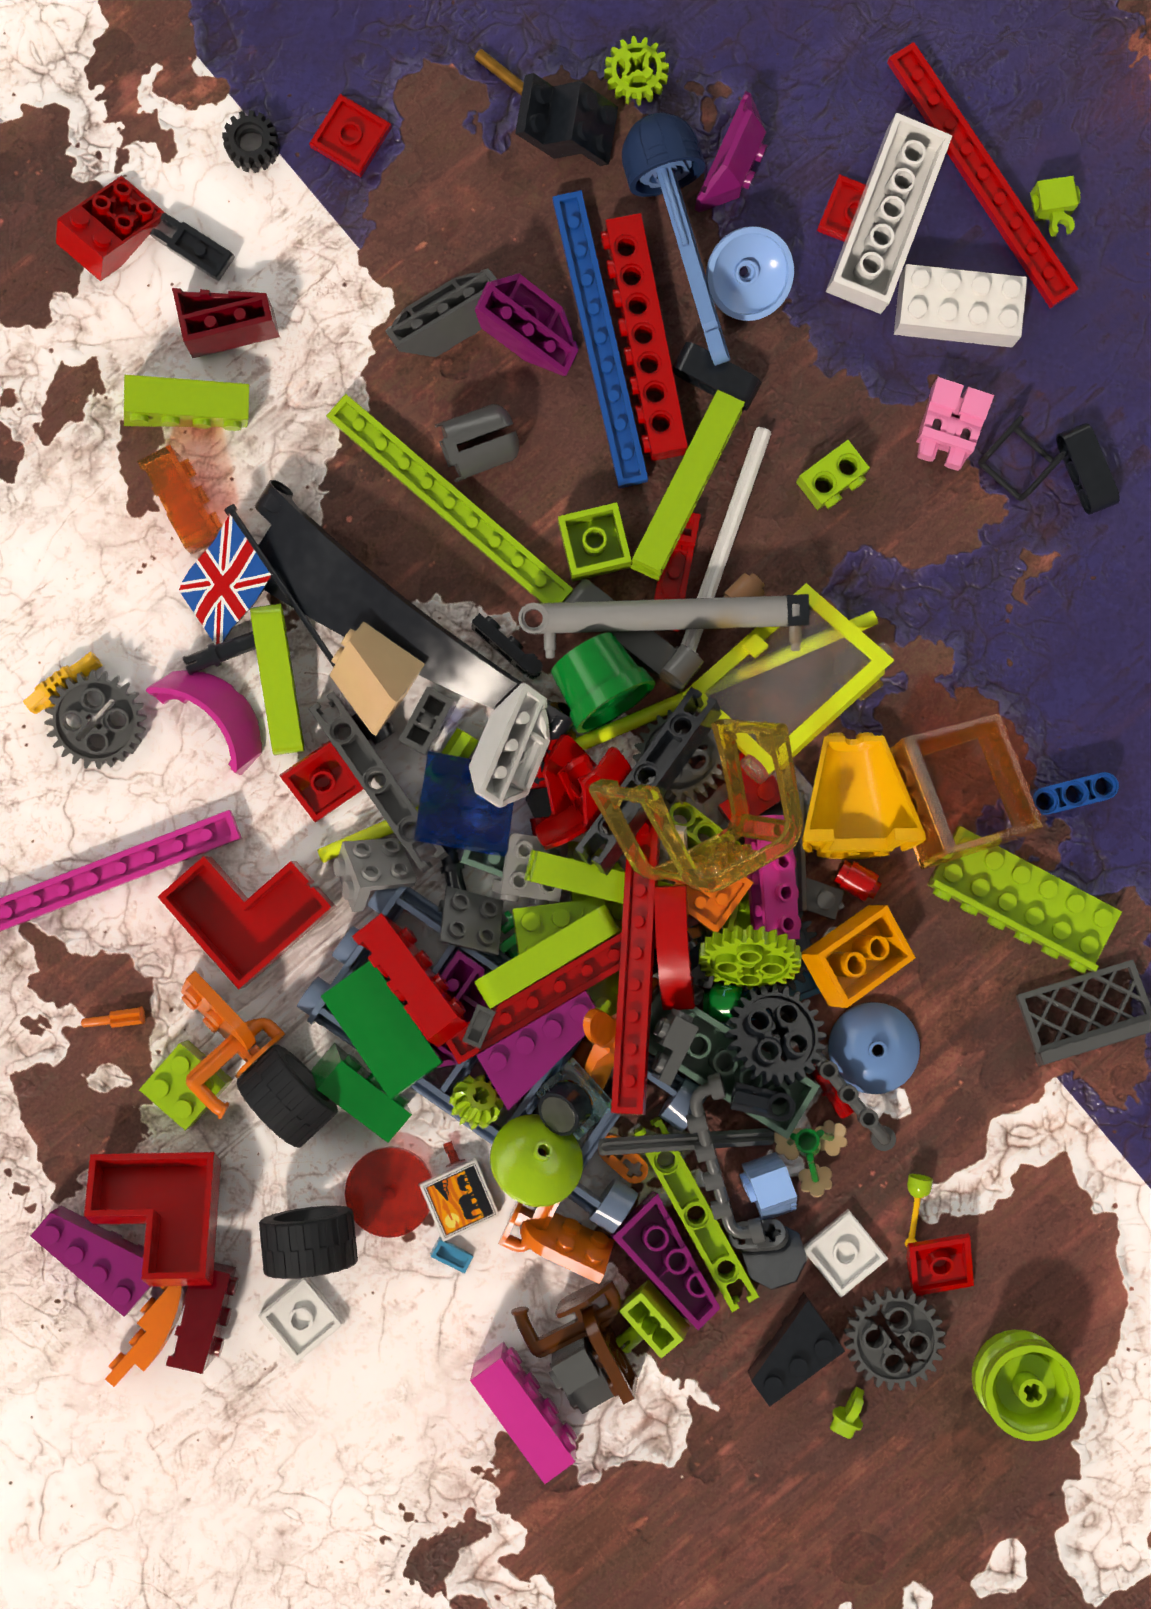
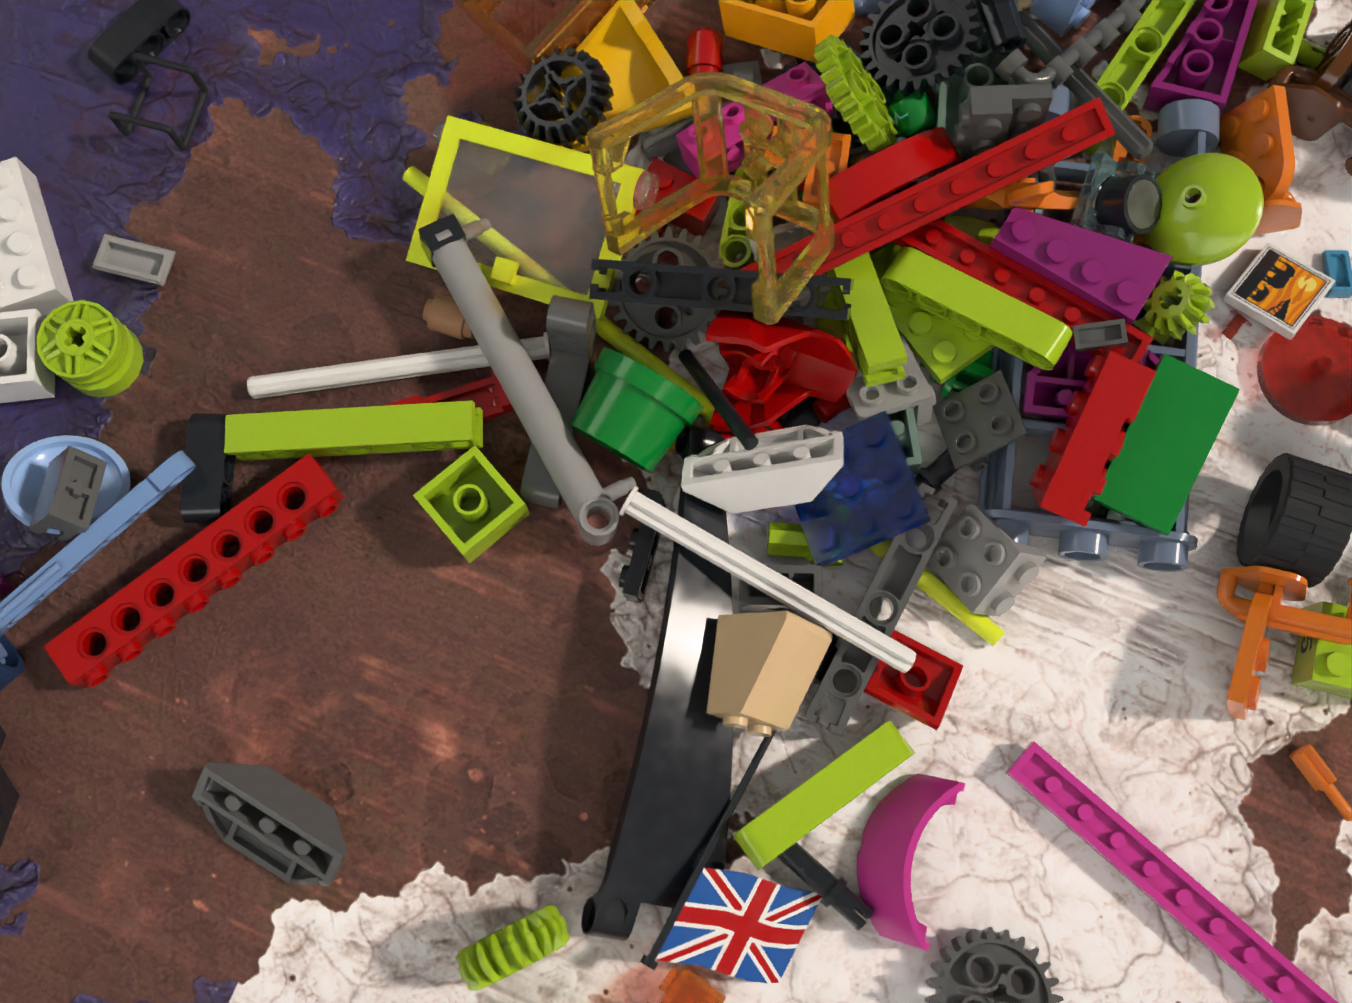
camera: 120 degrees left, 10 degrees down
(242, 931) = (1141, 678): red piece -> none
(285, 429) = (512, 948): none -> lime gear
(359, 1093) = (1240, 460): green wedge -> none
(431, 708) = (768, 581): none -> white axle
(448, 502) = (504, 708): lime plate -> none
(472, 426) = (415, 700): dark grey cylinder -> none
(527, 323) = (241, 711): magenta wedge -> none
(590, 746) = (718, 400): none -> black bar
(600, 339) = (218, 627): blue plate -> none
(734, 270) = (68, 493): none -> dark grey hinge
(828, 470) = (265, 291): lime brick -> none
(835, 343) = (106, 360): none -> lime wheel
(885, 747) = (542, 97): none -> black gear
(905, 389) = (133, 260): none -> light grey tile
(957, 421) = (149, 191): bright pink hips -> none

